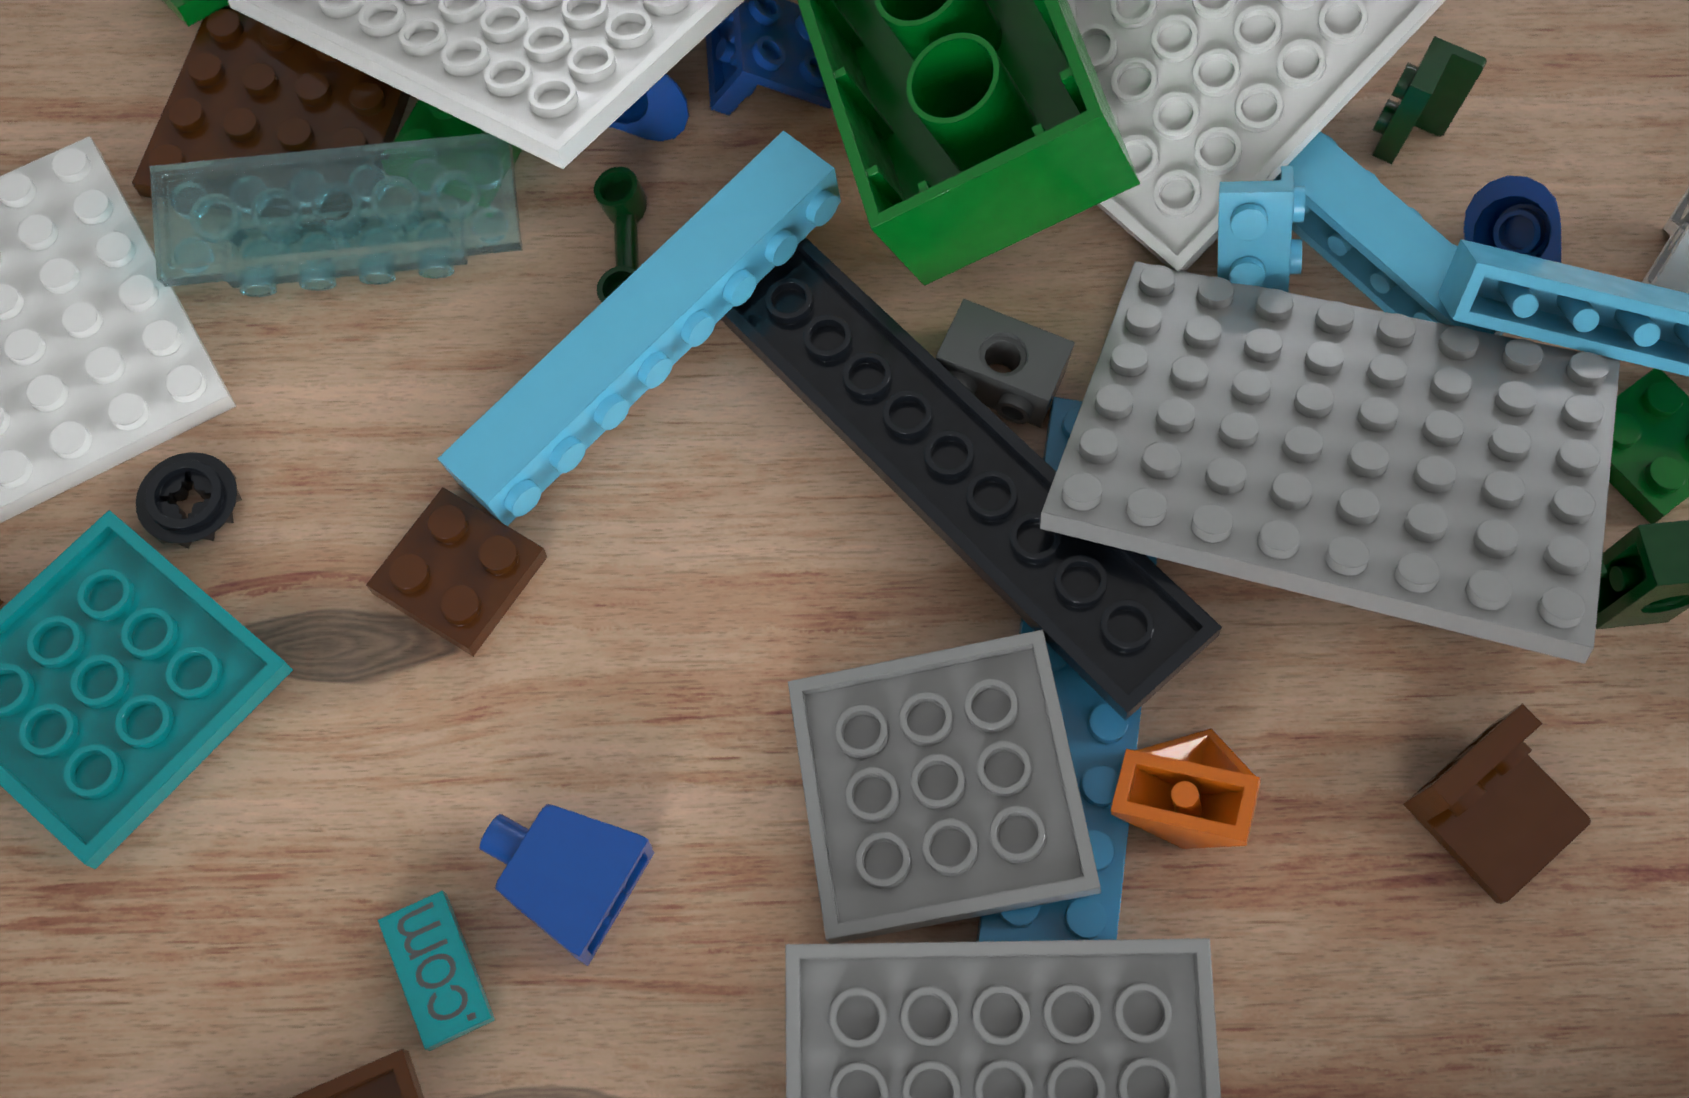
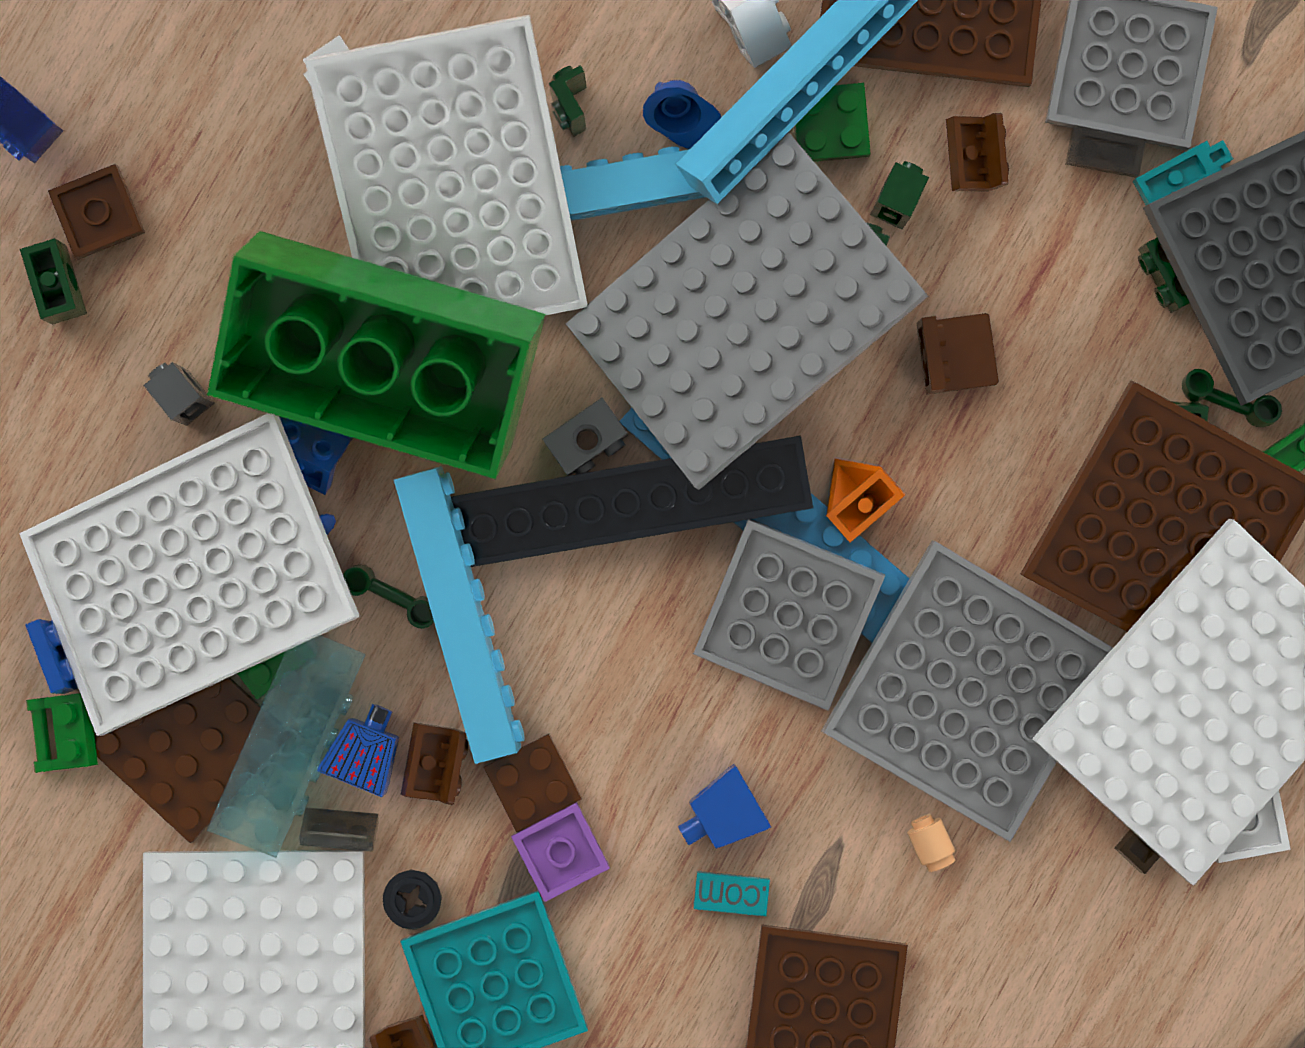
camera: 55 degrees left, 20 degrees up
(245, 347) = (339, 829): none -> clear smoke plate
(368, 664) = (560, 851): none -> medium lavender plate
(375, 322) = (363, 753): none -> blue torso
(408, 415) = (434, 763): none -> reddish brown bracket
(1258, 231) = (601, 254): medium azure bracket -> none

